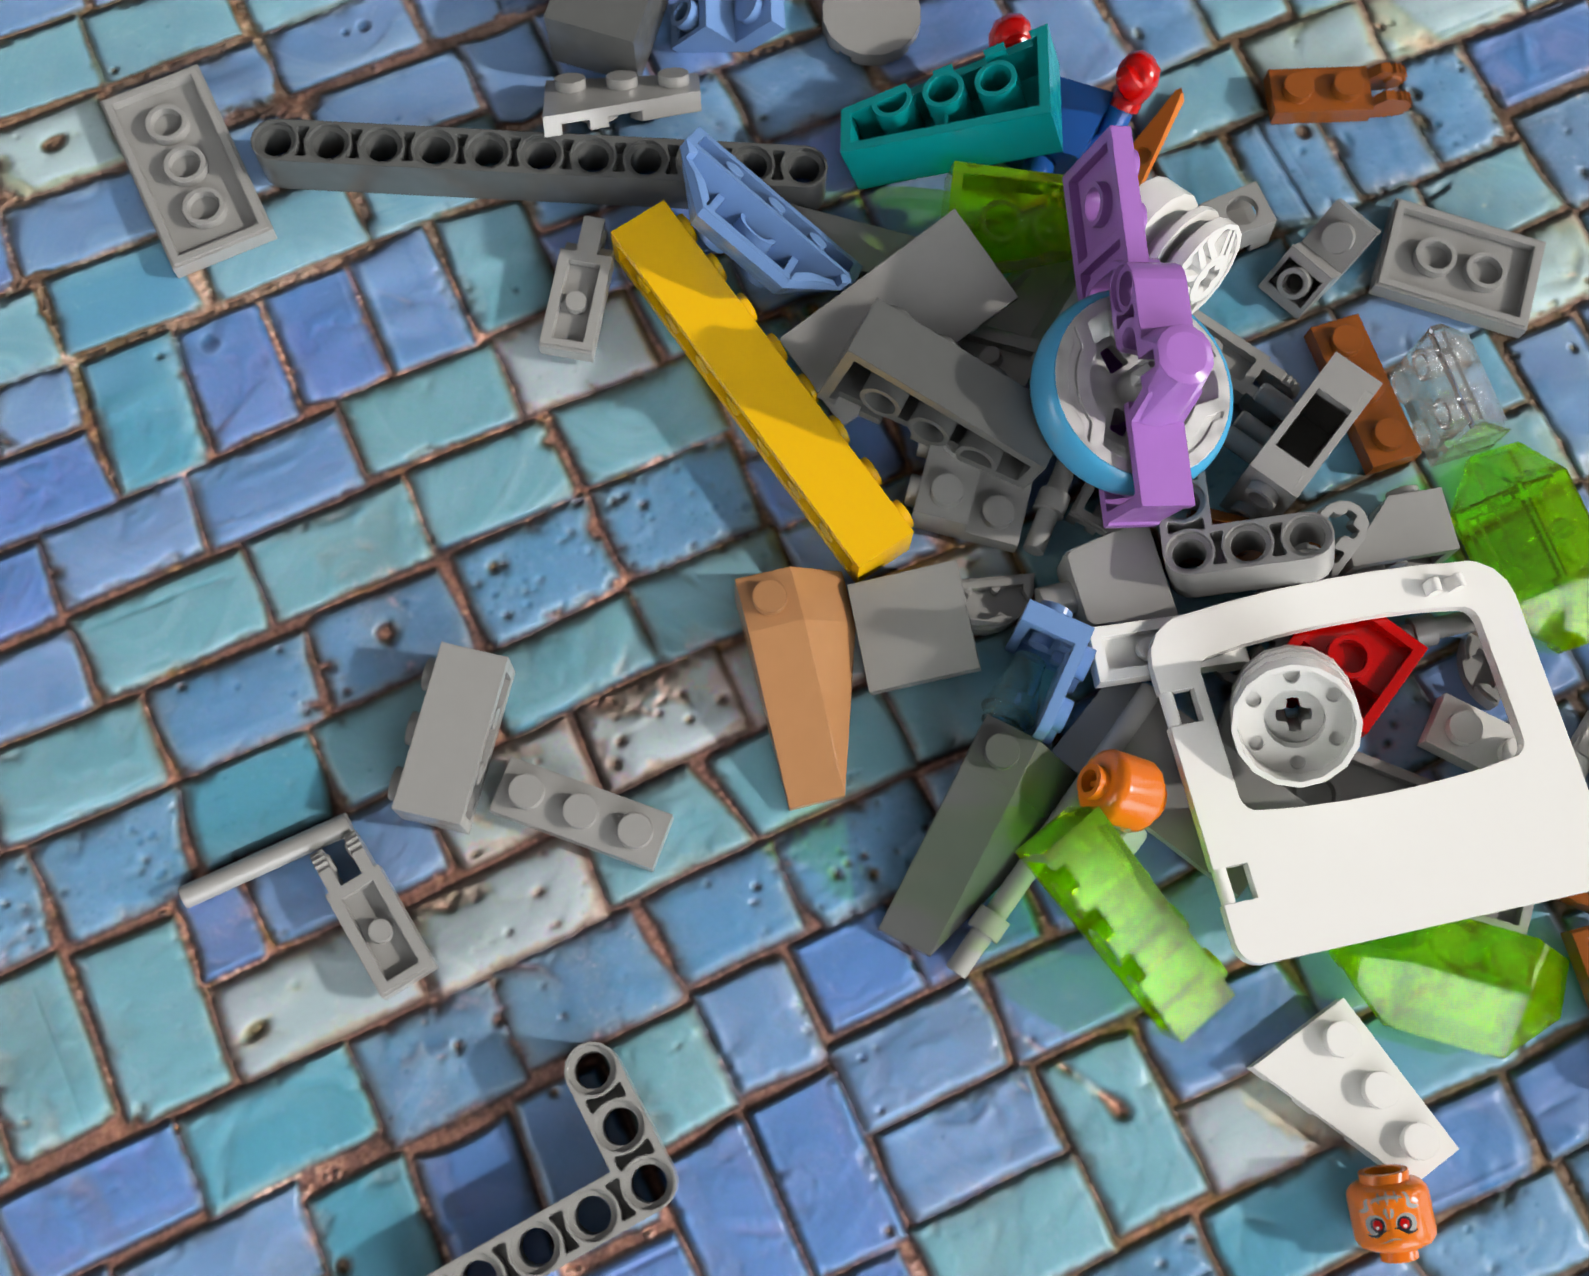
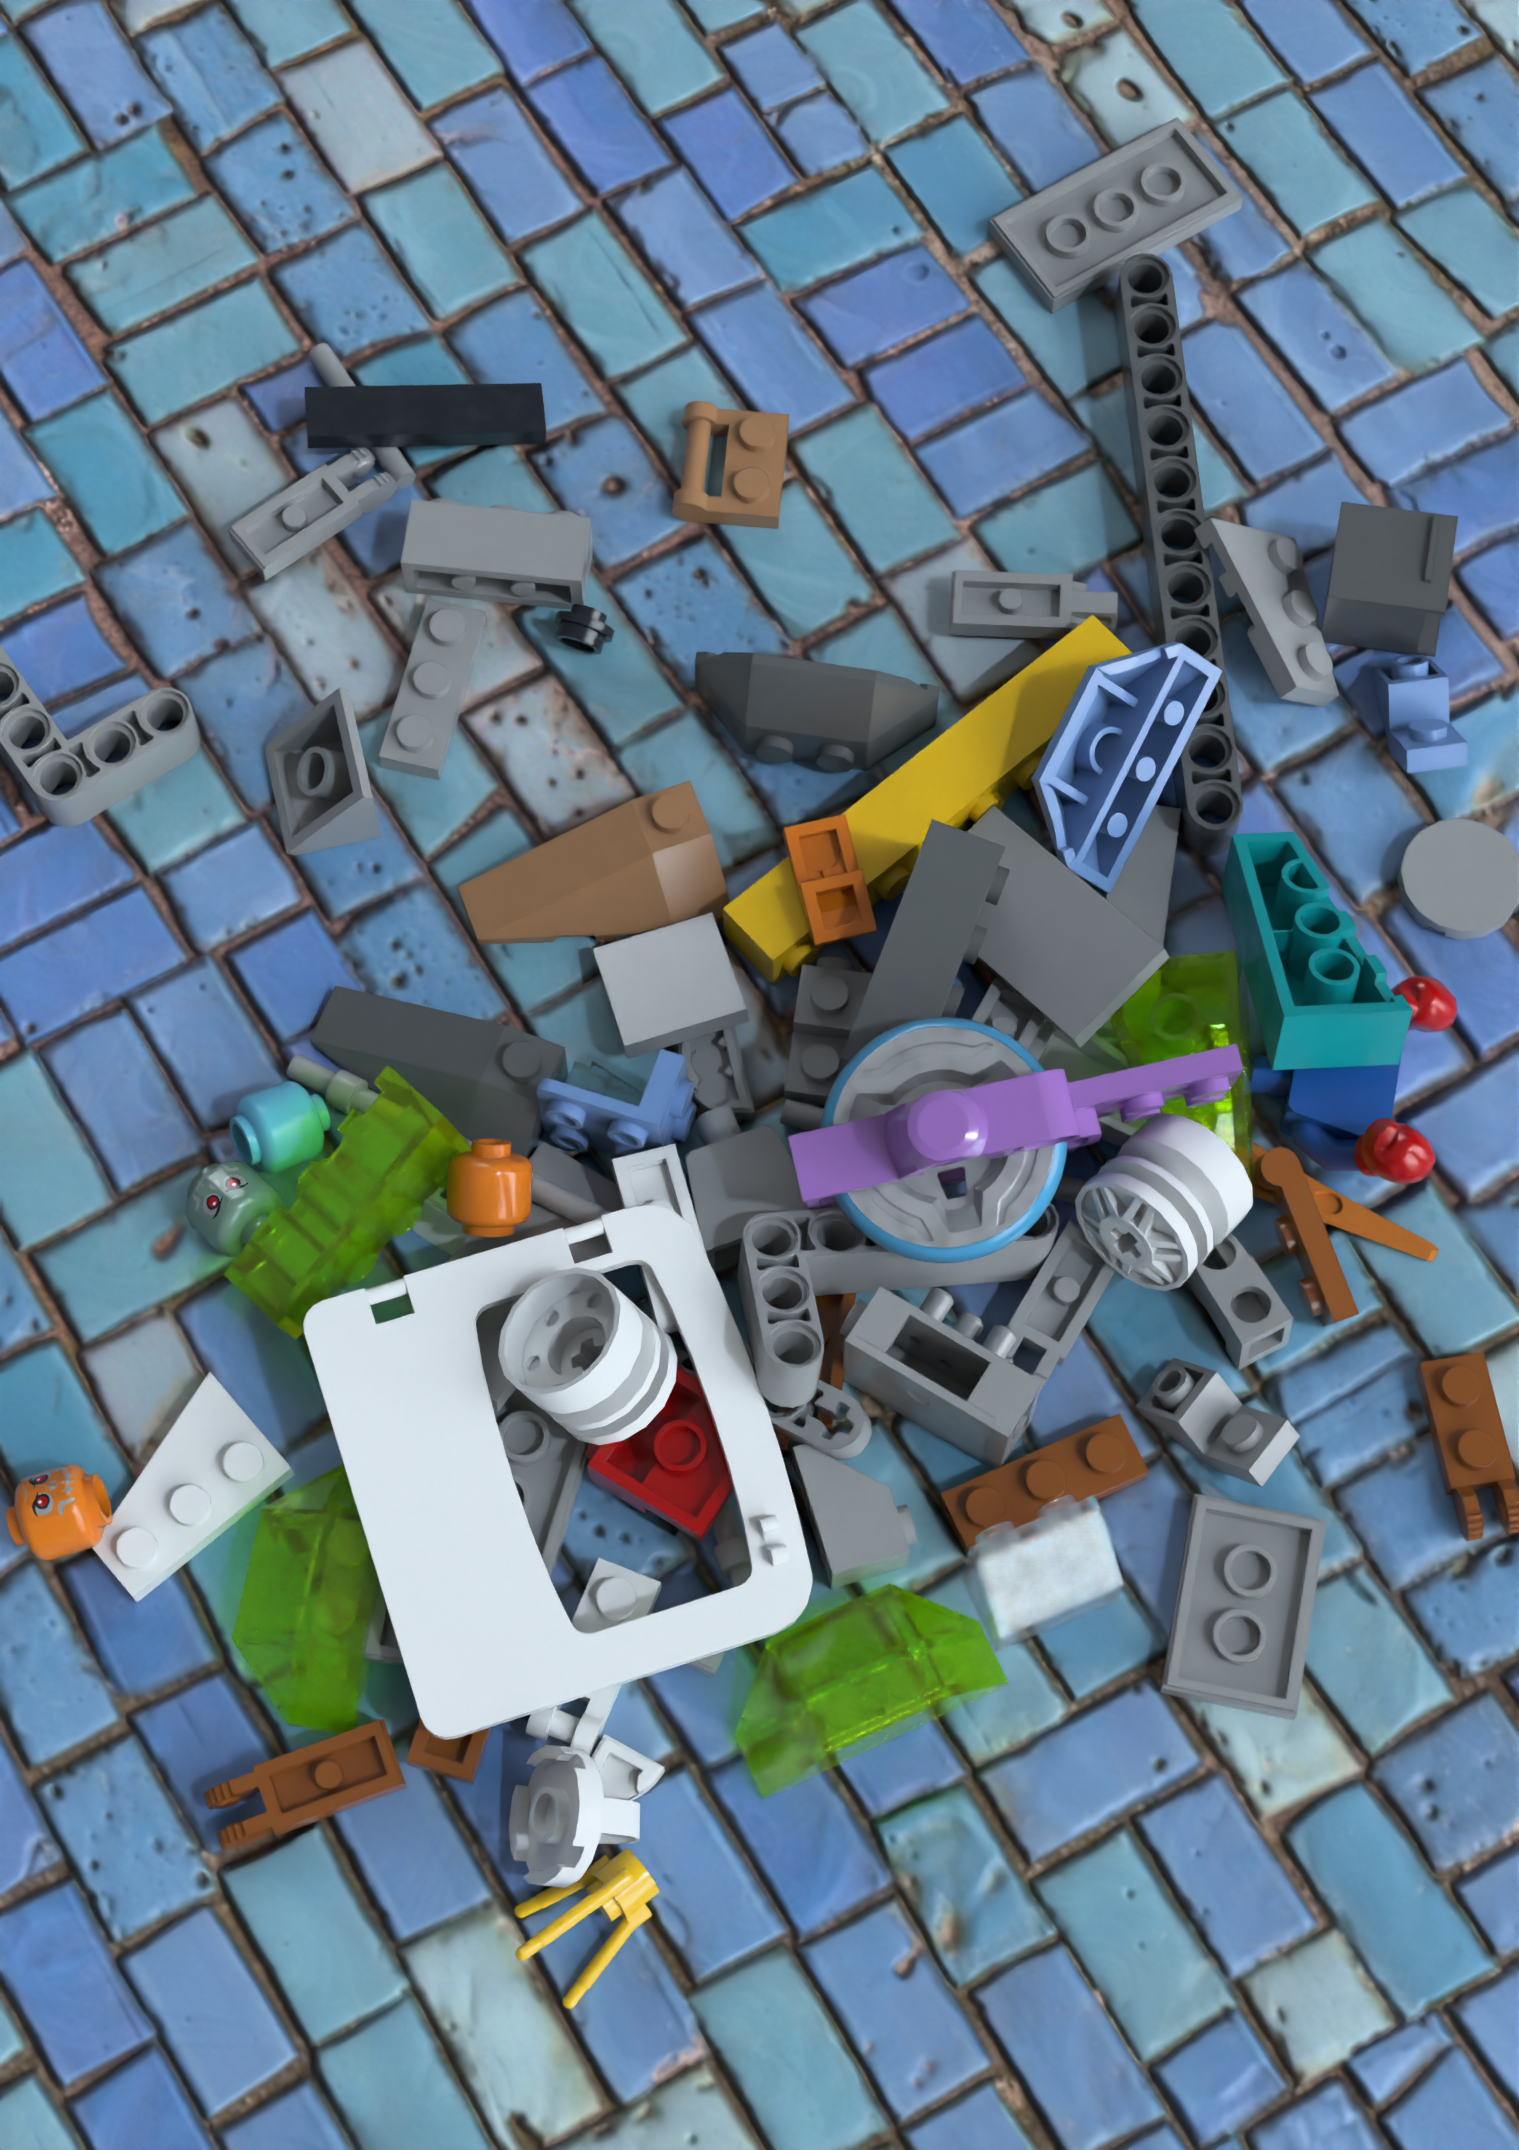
camera: 90 degrees right, 5 degrees down
(285, 797) = (424, 415): none -> black tile
(391, 505) = (751, 469): none -> medium nougat plate
(545, 668) = (583, 629): none -> black plate
(662, 481) = (813, 709): none -> dark grey wedge
(671, 922) = (322, 779): none -> light grey slope
(850, 473) = (829, 880): none -> orange slope
(1026, 986) = (279, 1127): none -> medium azure head
(1103, 1033) = (229, 1205): none -> sand green head
(1197, 161) = (1304, 1234): none -> dark orange plate

